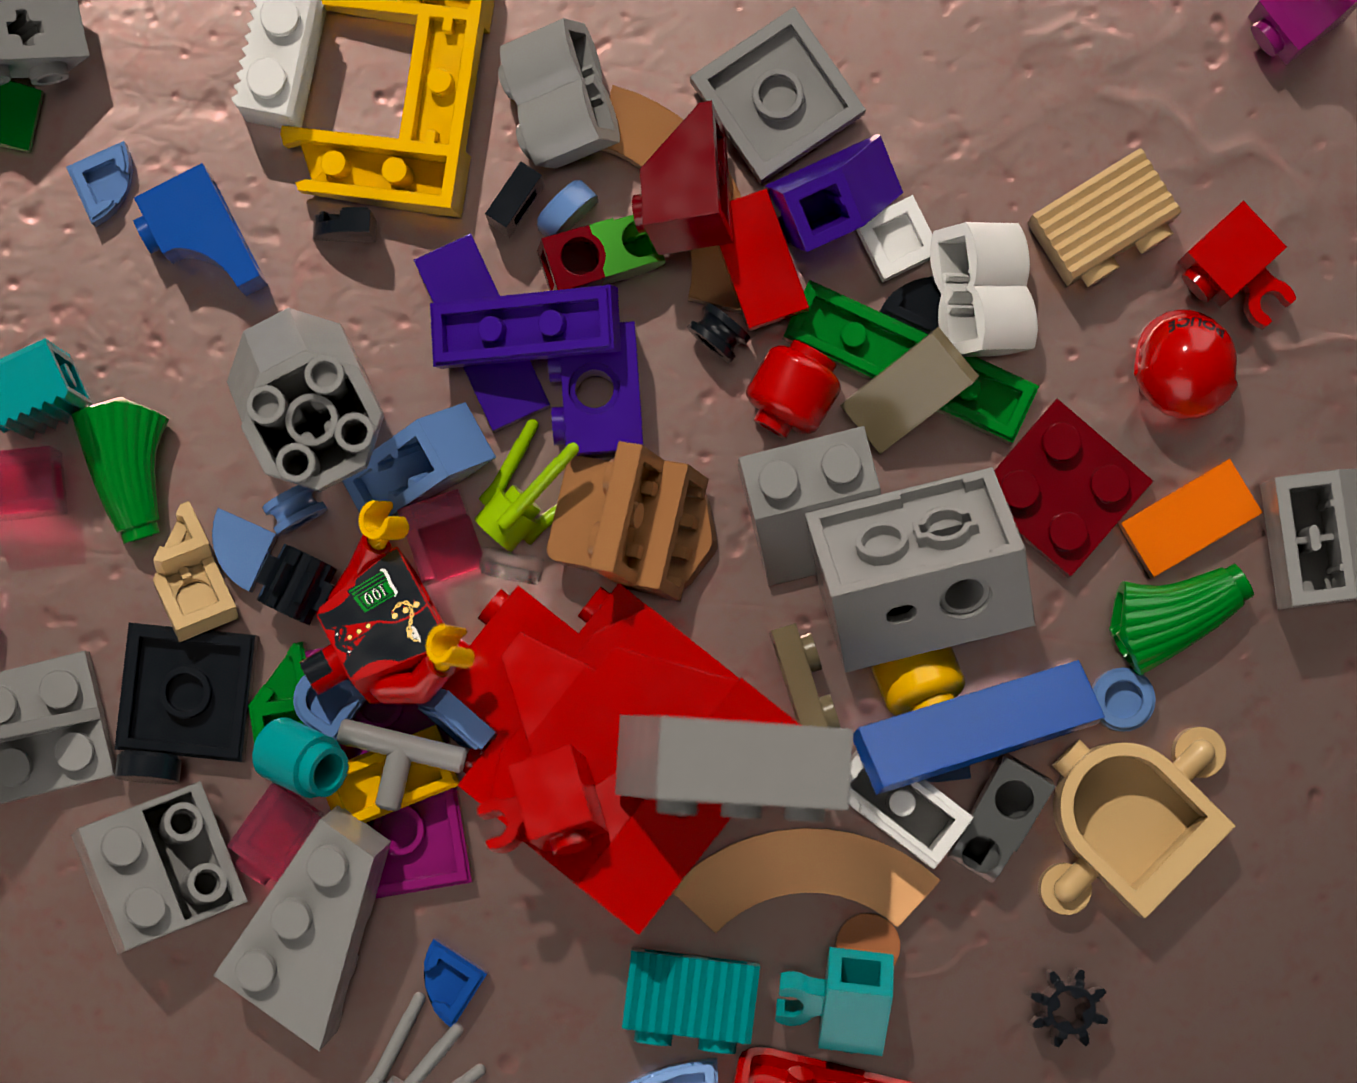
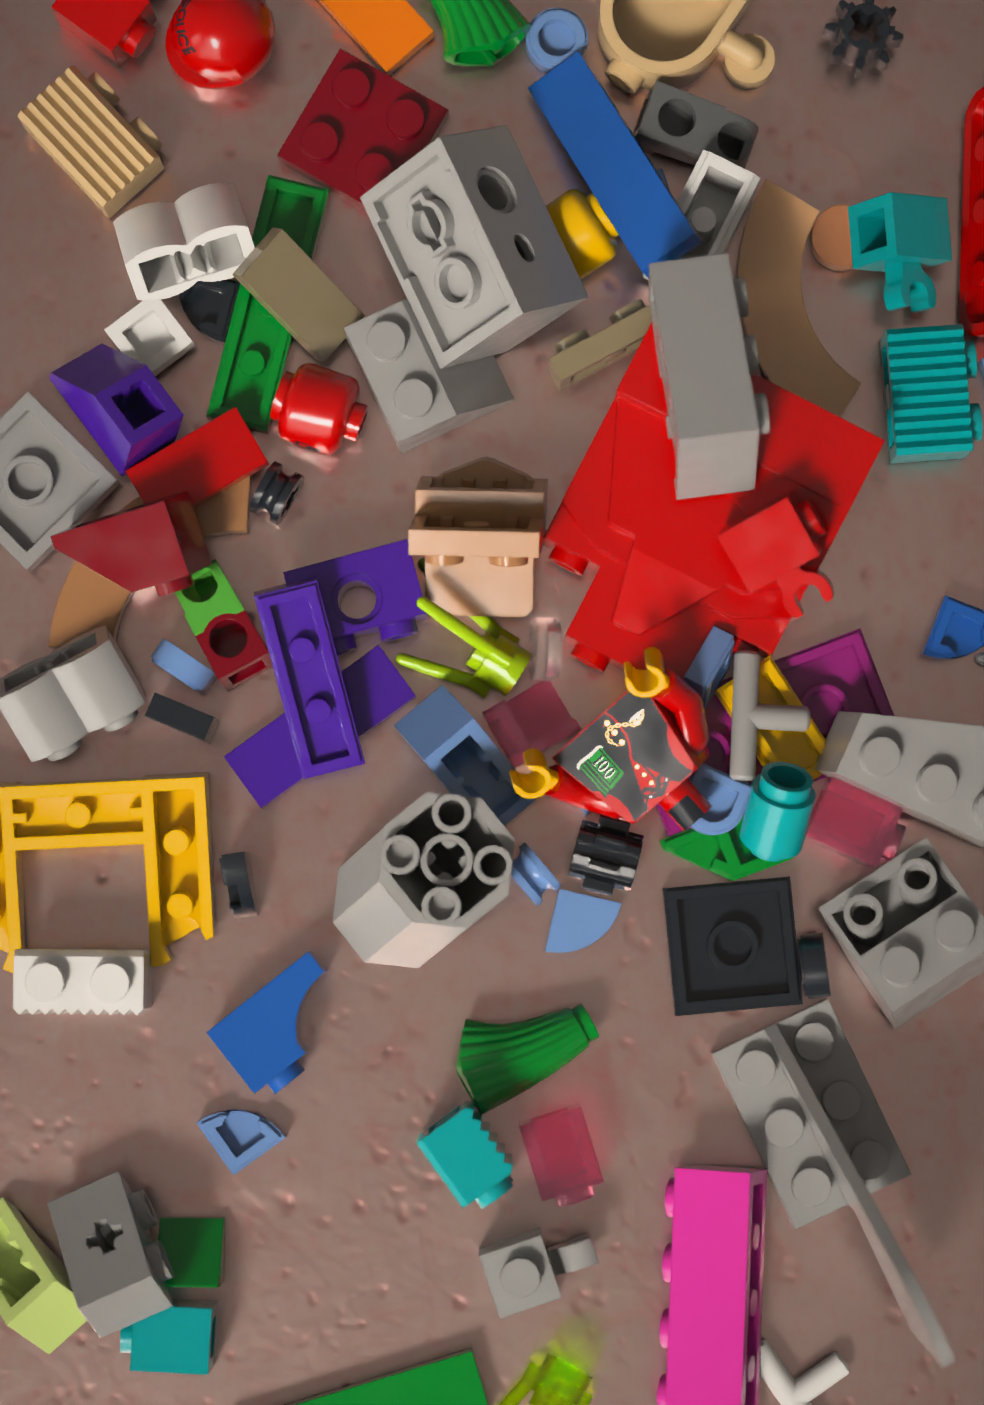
camera: 100 degrees left, 0 degrees up
(190, 580) = (622, 963): tan slope -> none

